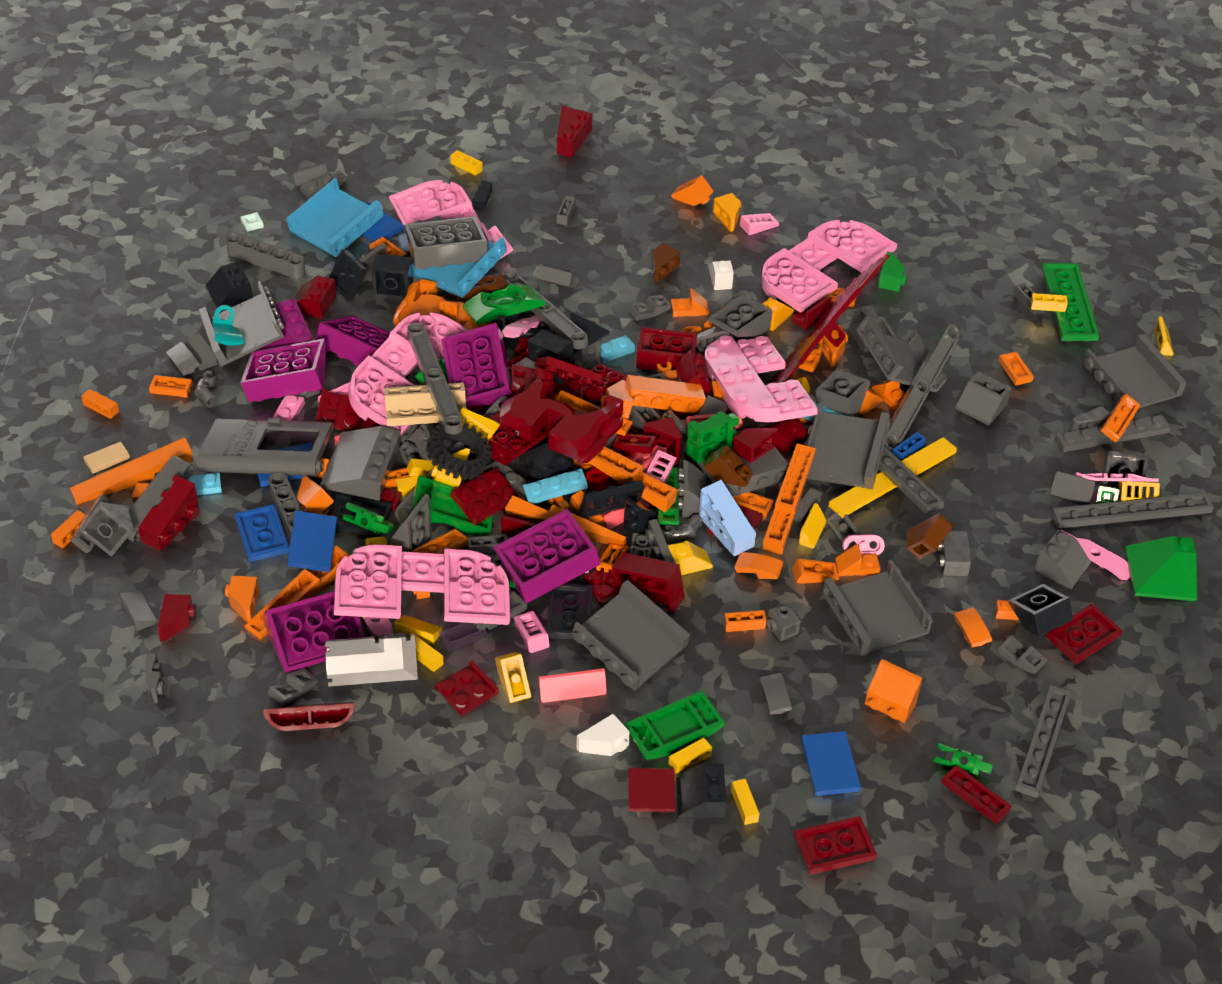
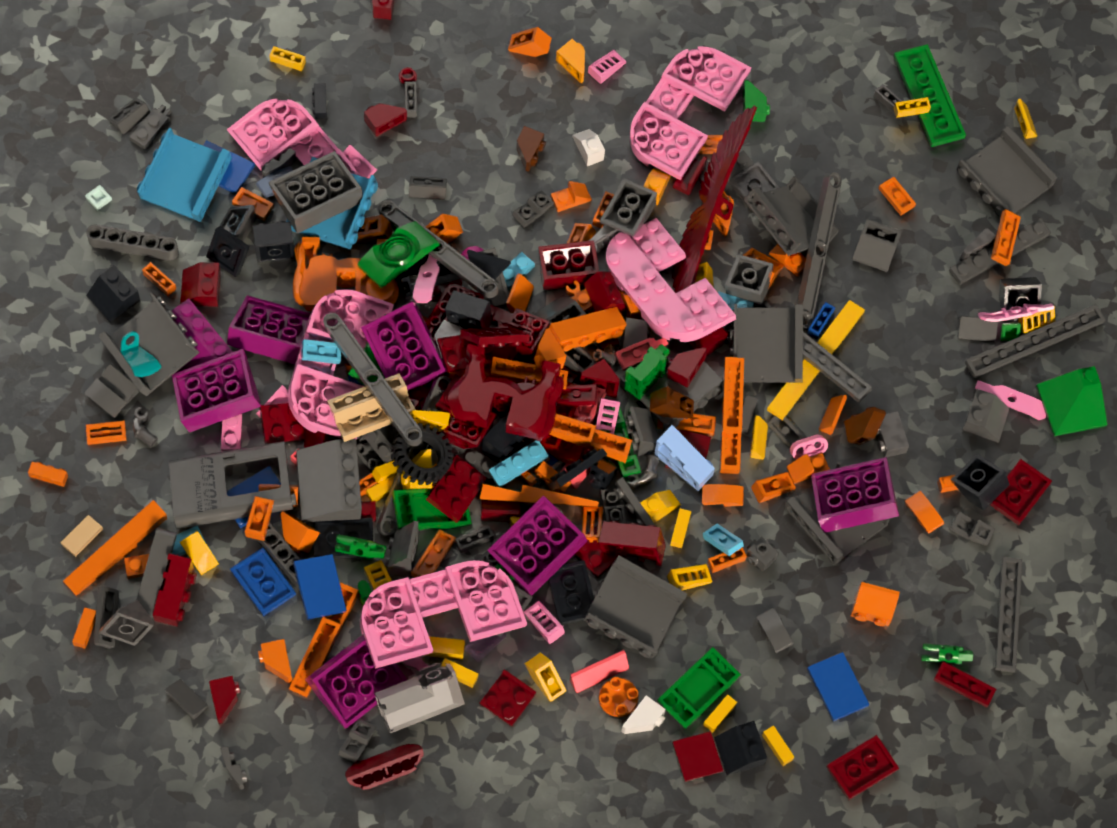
camera: 20 degrees left, 20 degrees up
(209, 492) = (199, 552): none -> yellow slope
(276, 285) = (159, 279): none -> orange piece
(277, 472) = (259, 518): none -> orange slope
(395, 353) = (320, 351): none -> medium azure plate
(536, 216) = (384, 117): none -> dark red slope
(561, 299) = (446, 227): none -> orange slope
(570, 191) = (407, 75): none -> dark red plate
(583, 713) = (618, 697): none -> orange dish
(613, 358) = (519, 294): none -> orange slope
(694, 626) = (677, 579): none -> yellow slope
(704, 583) = (680, 528): none -> yellow piece
(745, 600) = (723, 539): none -> medium azure plate
(898, 590) = (854, 495): none -> magenta slope
(899, 525) = (832, 414): none -> orange slope

